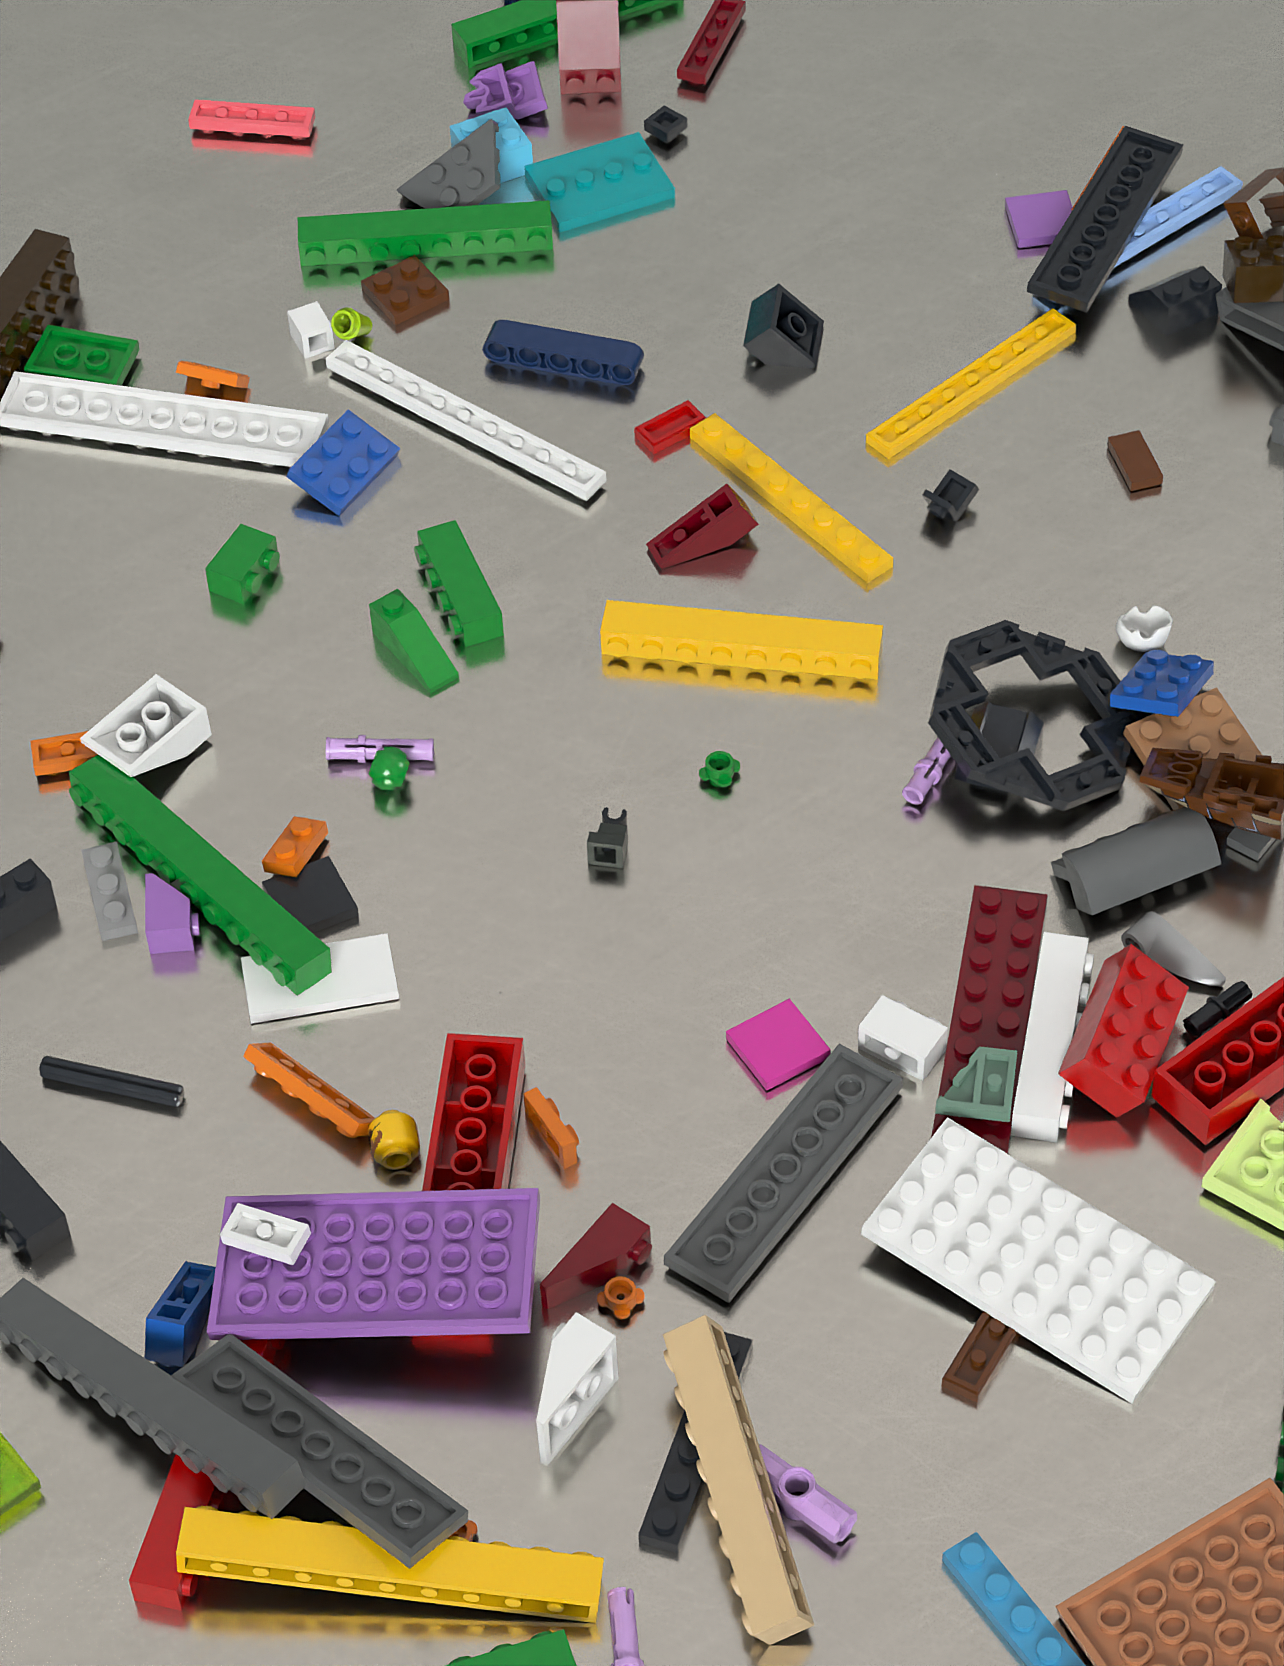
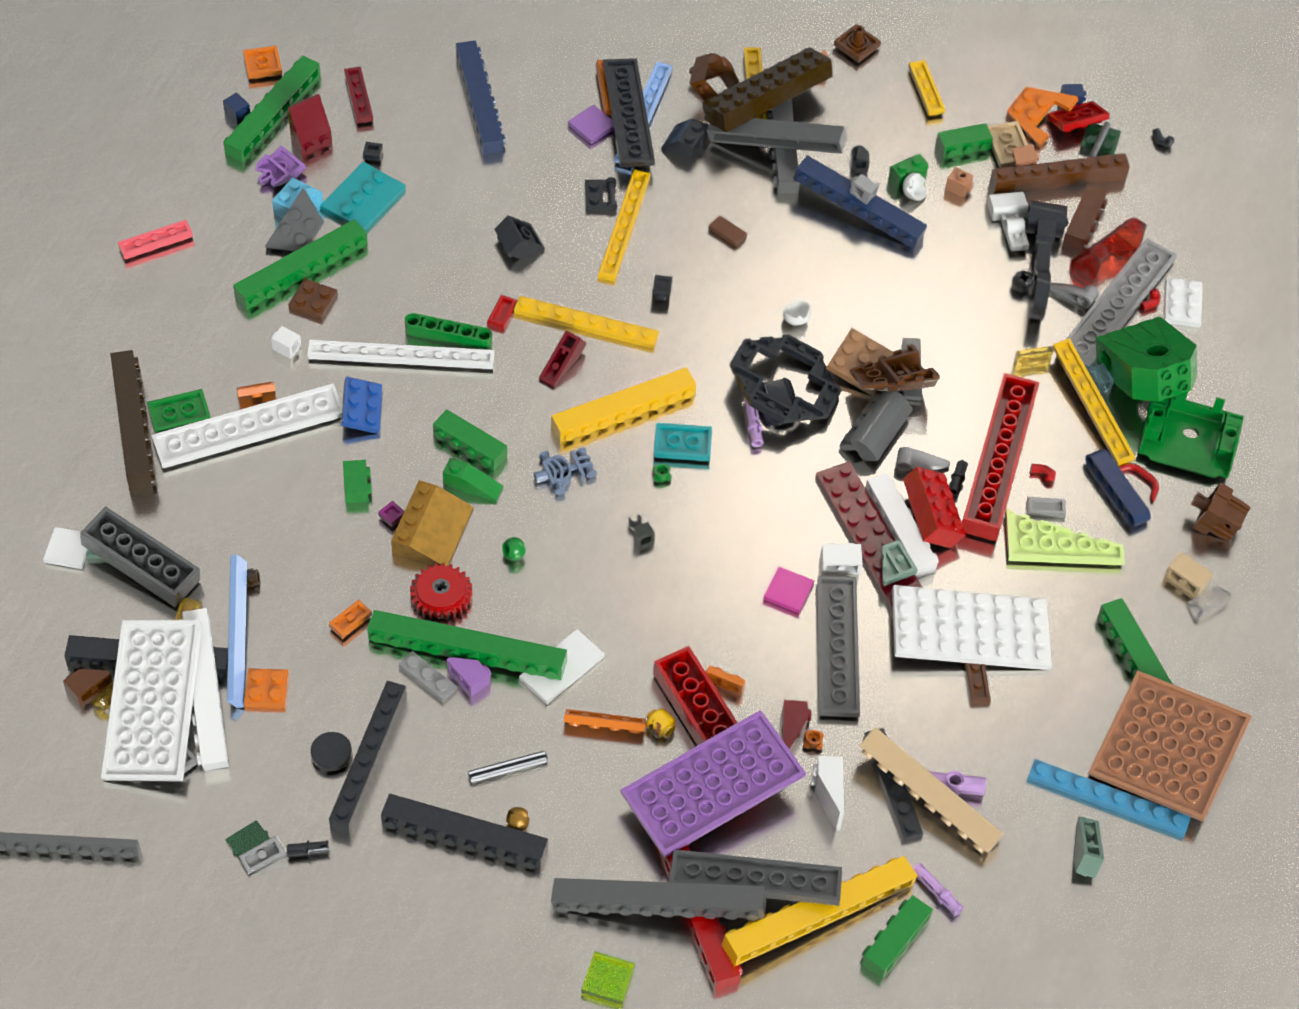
camera: 40 degrees left, 5 degrees up
(52, 1164) = (518, 818): none -> pearl gold piece
(150, 728) = (386, 586): white slope -> none
(179, 1315) = (634, 853): blue slope -> none
(230, 777) = (441, 591): none -> red gear
(256, 634) = (391, 513): none -> magenta plate
(265, 1234) = (658, 796): white plate -> none
(295, 846) = (500, 609): orange plate -> none
(296, 676) = (431, 525): none -> pearl gold slope
(315, 896) = (527, 627): black tile -> none
(350, 324) = (306, 335): lime cone -> none
(366, 748) = (480, 550): lavender pin -> none
(559, 417) = (448, 332): none -> green beam
(562, 700) = (559, 465): none -> sand blue piece
(563, 352) = (421, 297): dark blue beam -> none
(791, 738) = (683, 442): none -> teal plate
(892, 112) = (479, 97): none -> dark blue brick
(961, 319) = (594, 194): none -> black plate
(1162, 683) = (827, 336): blue plate -> none

